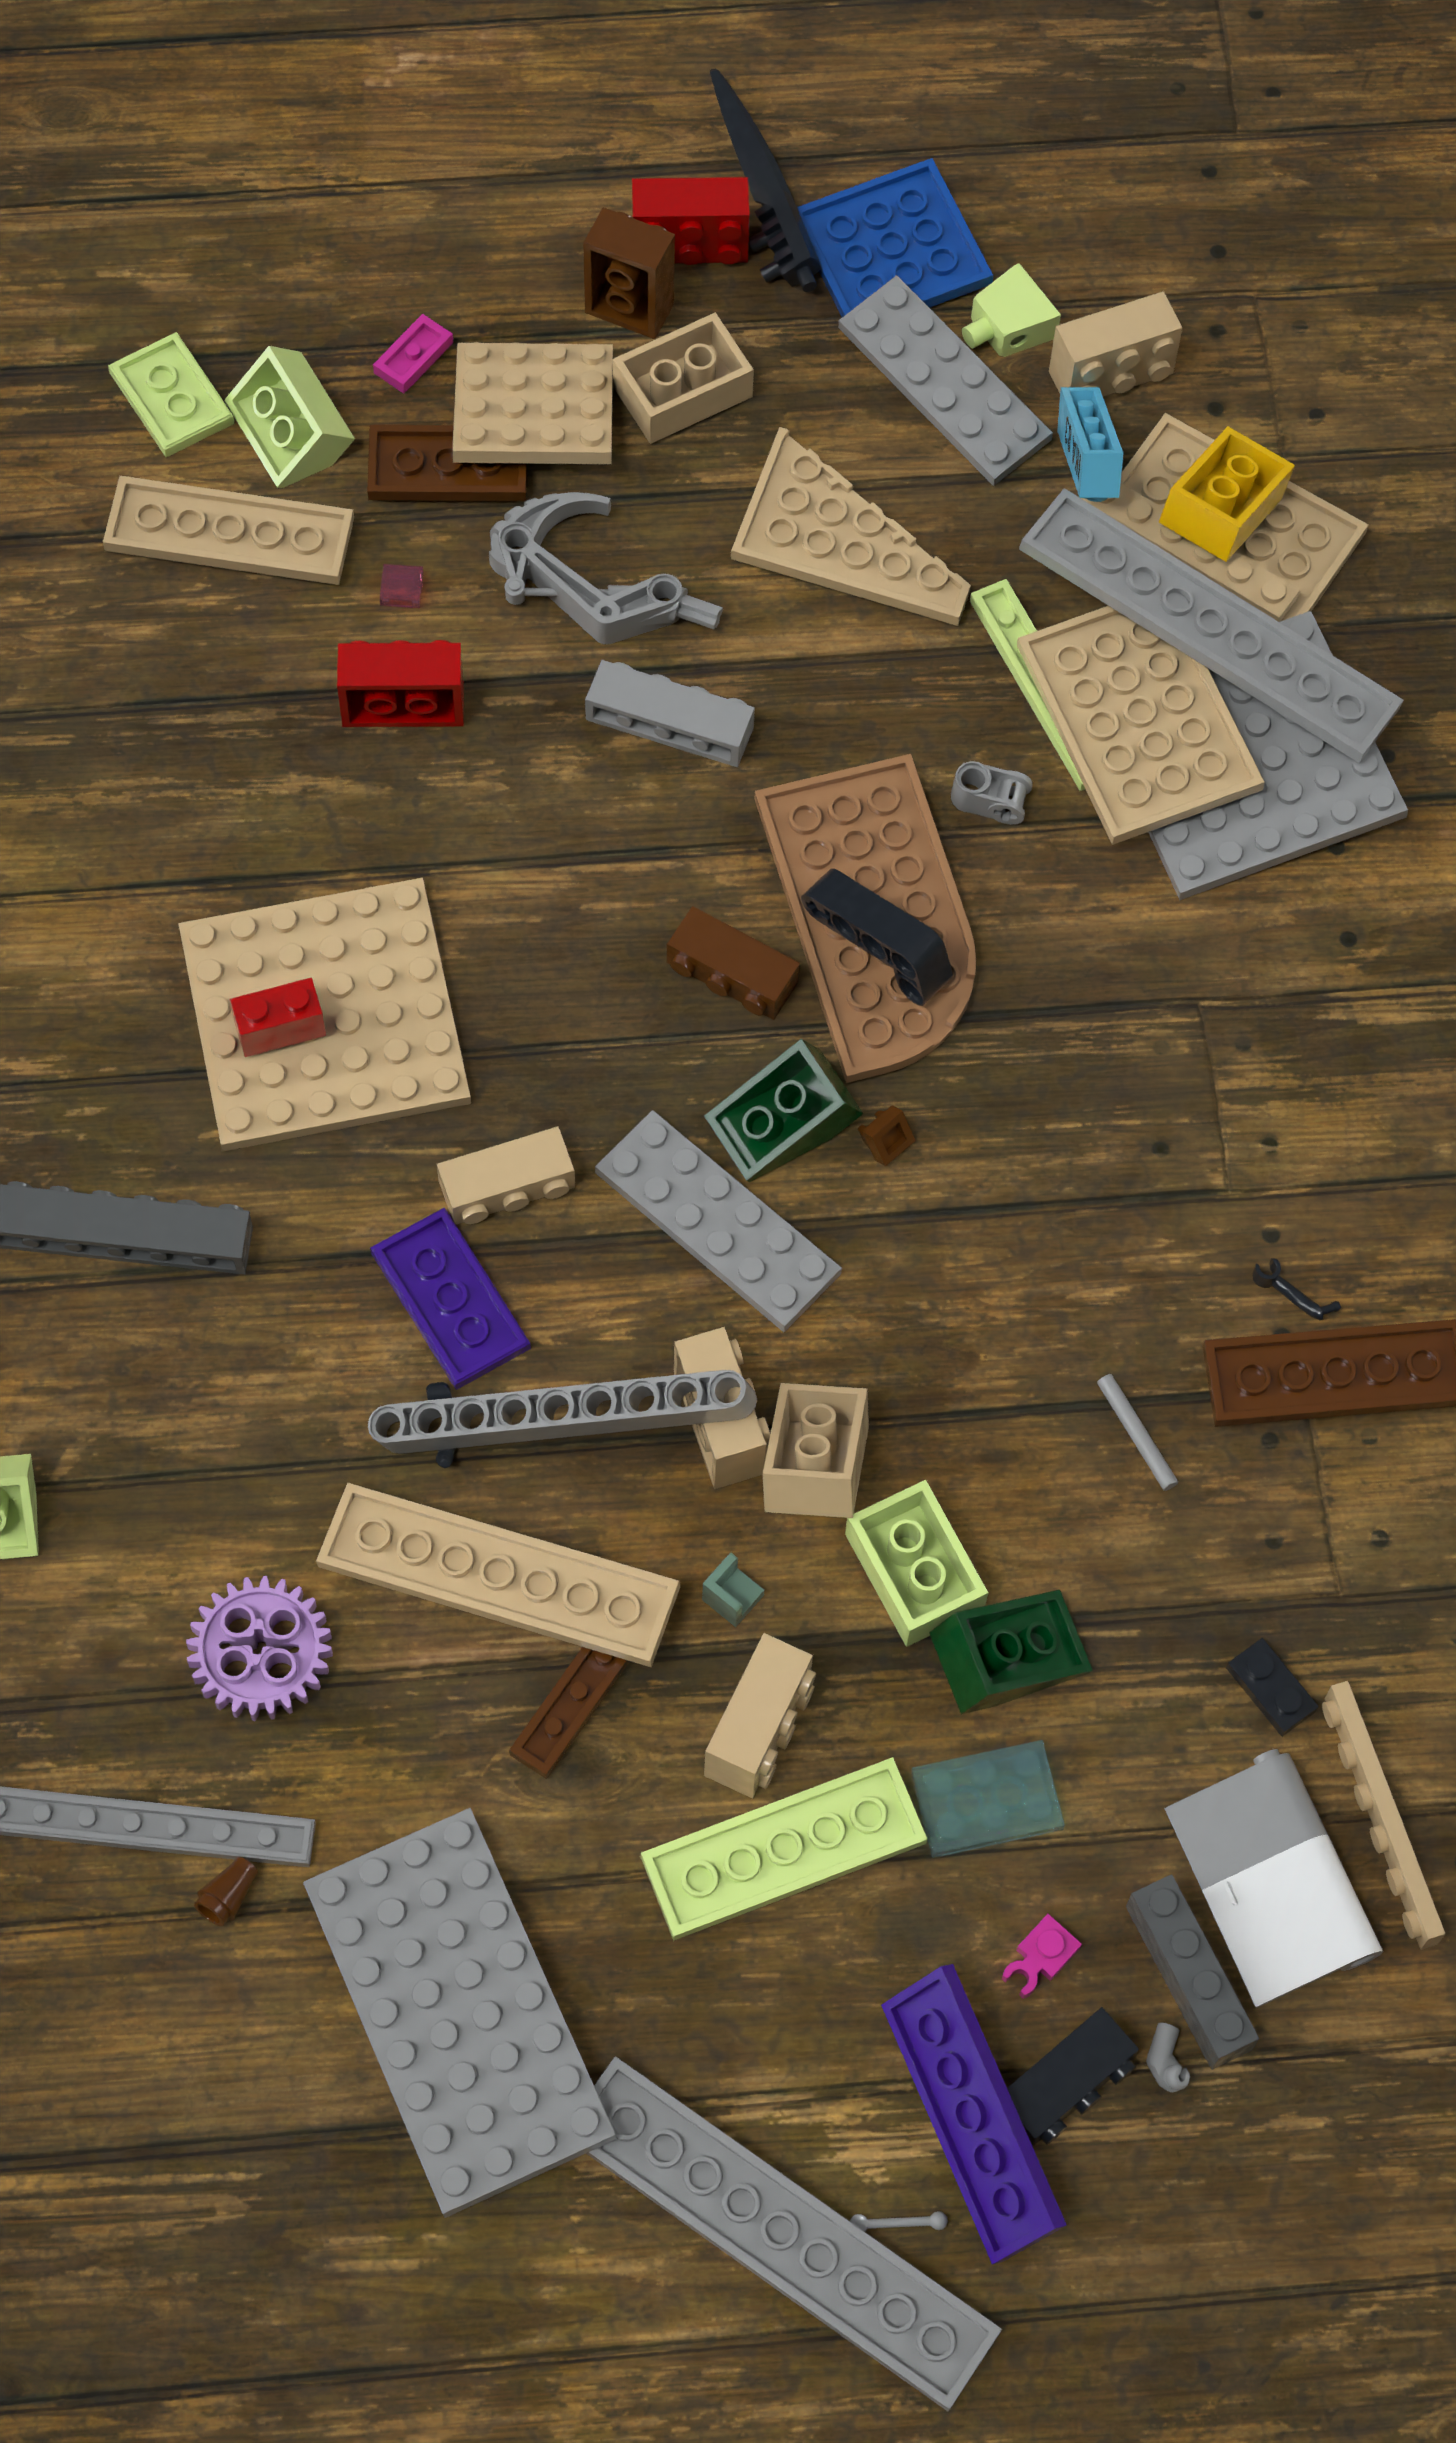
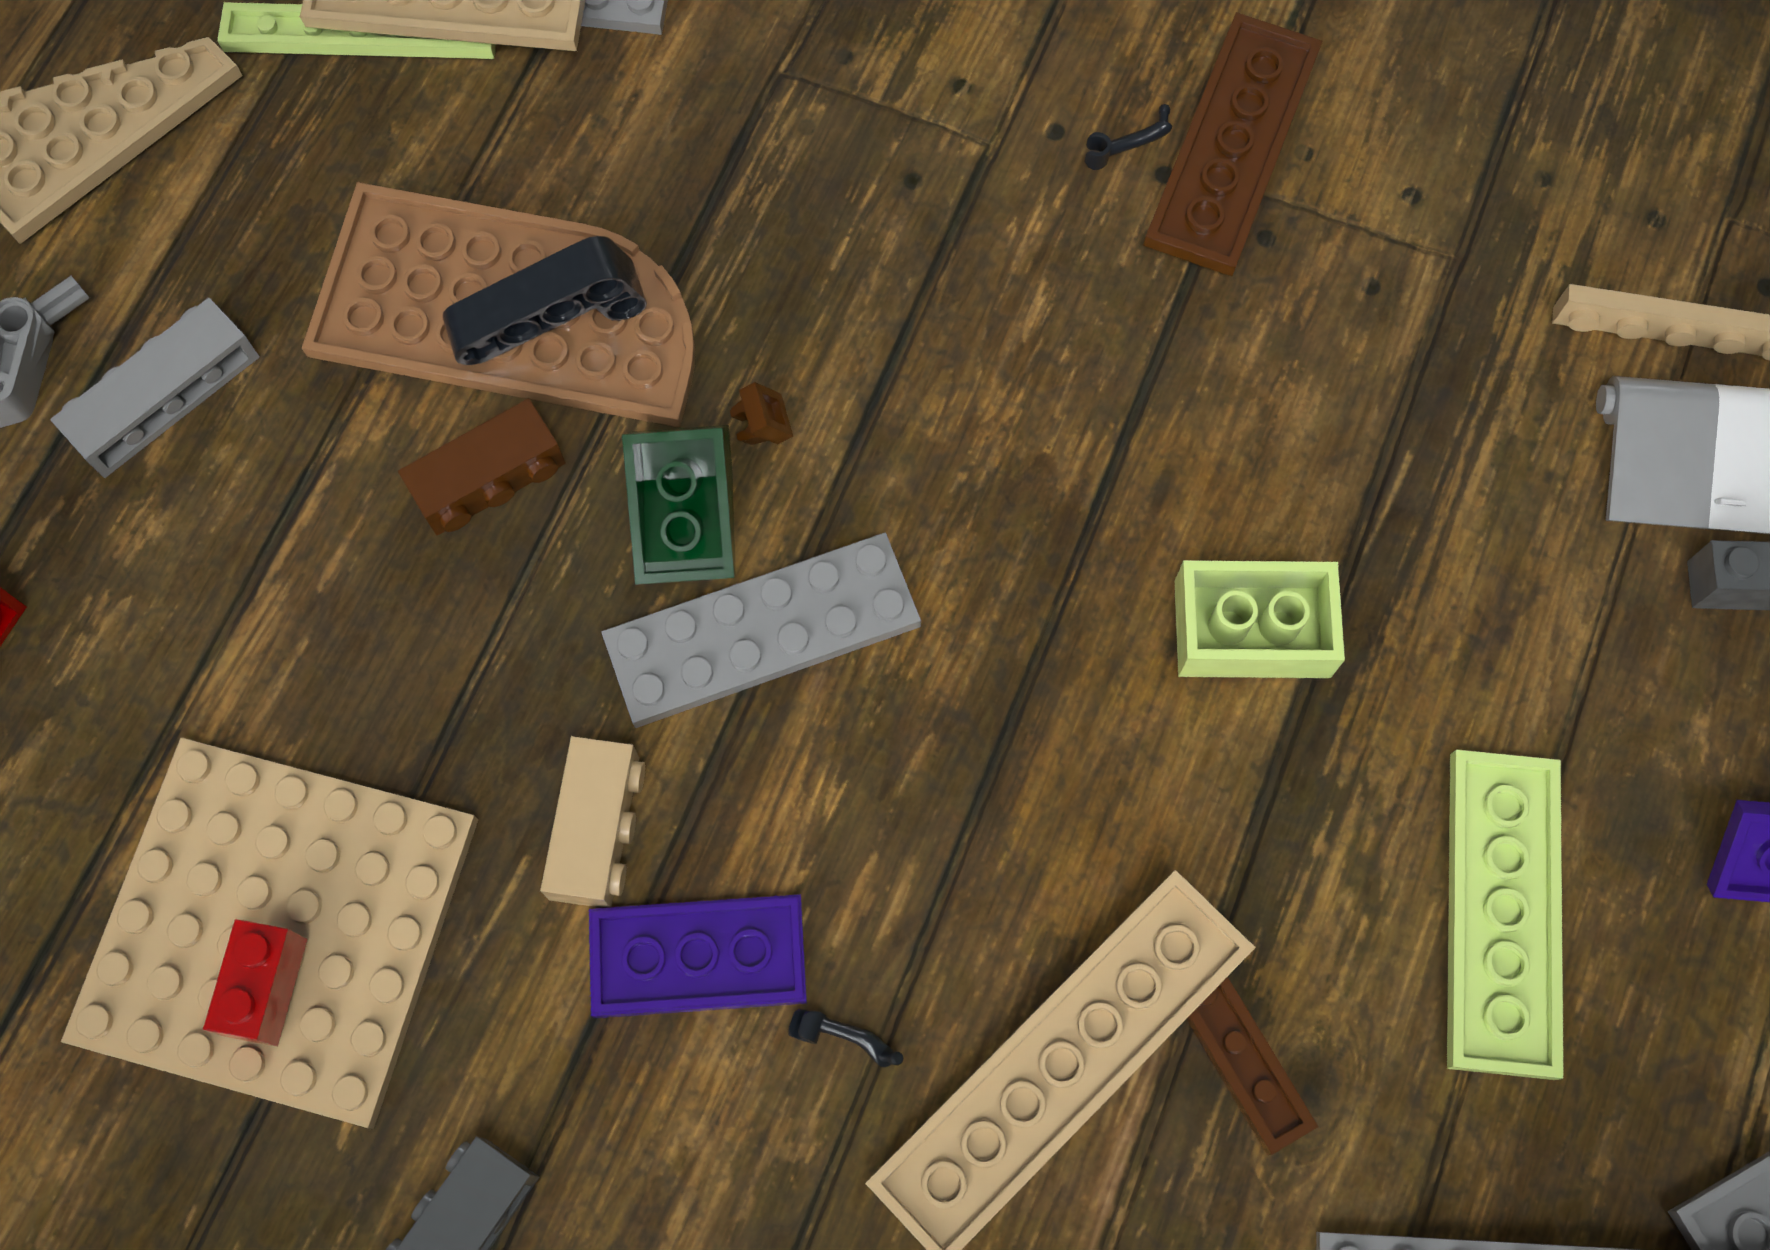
camera: 60 degrees left, 5 degrees up
(579, 1420) = (920, 928): light grey beam -> none
(729, 1448) = (992, 727): tan brick -> none
(731, 1591) = (1193, 822): sand green panel -> none
(760, 1716) = (1364, 862): tan brick -> none
(816, 1450) = (1096, 652): tan brick -> none
(987, 1798) = (1529, 681): clear light blue plate -> none
(992, 793) = (447, 132): light grey piece -> none
(1009, 1650) = (1391, 580): dark green slope -> none
(1045, 1951) = (1718, 705): dark pink plate -> none
(1137, 1432) = (1203, 347): light grey bar -> none
(1272, 1687) = (1525, 361): black plate -> none

